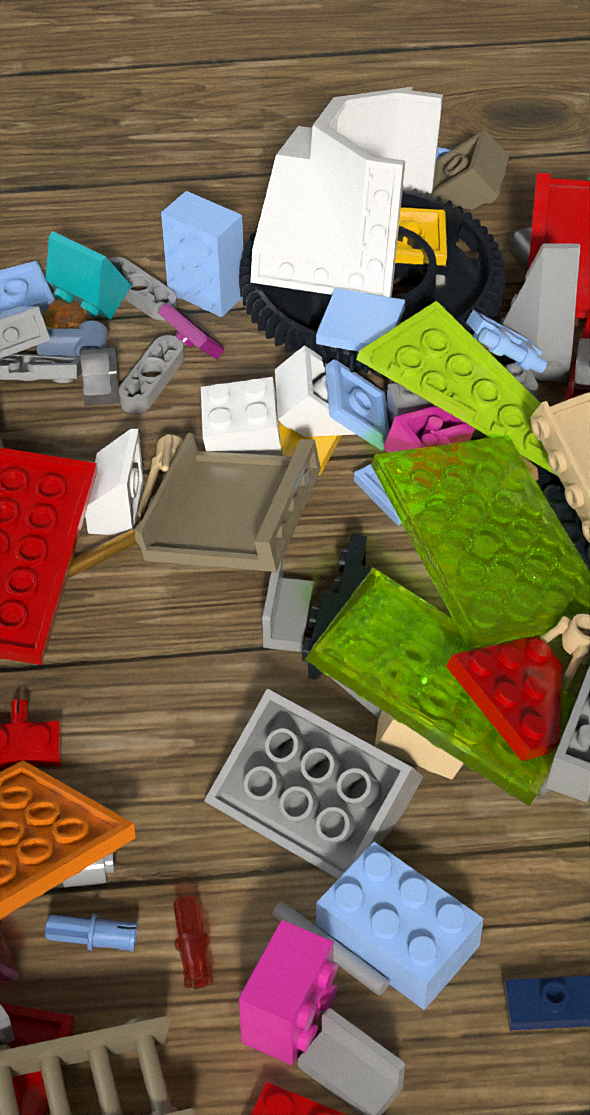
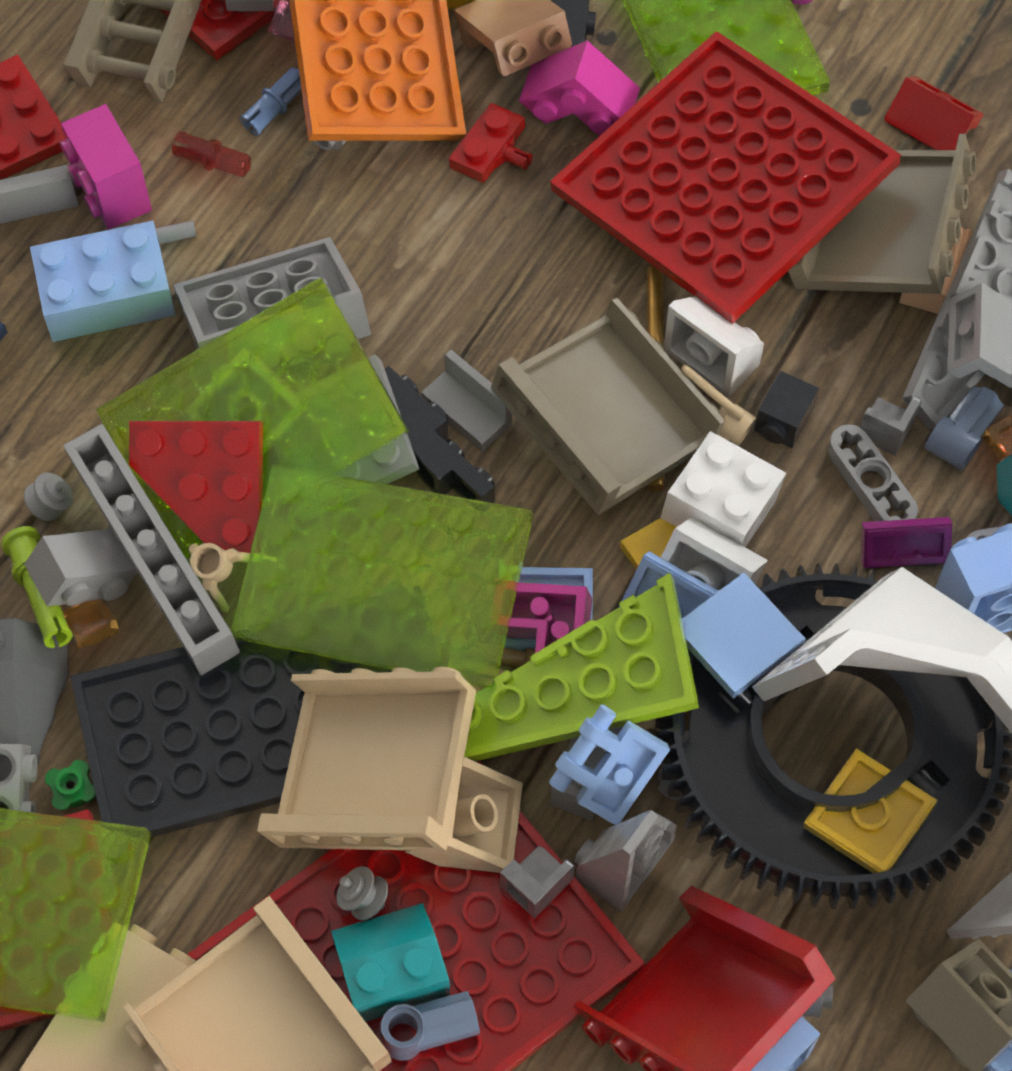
camera: 125 degrees right, 15 degrees up
(140, 418) = (785, 409): none -> black brick

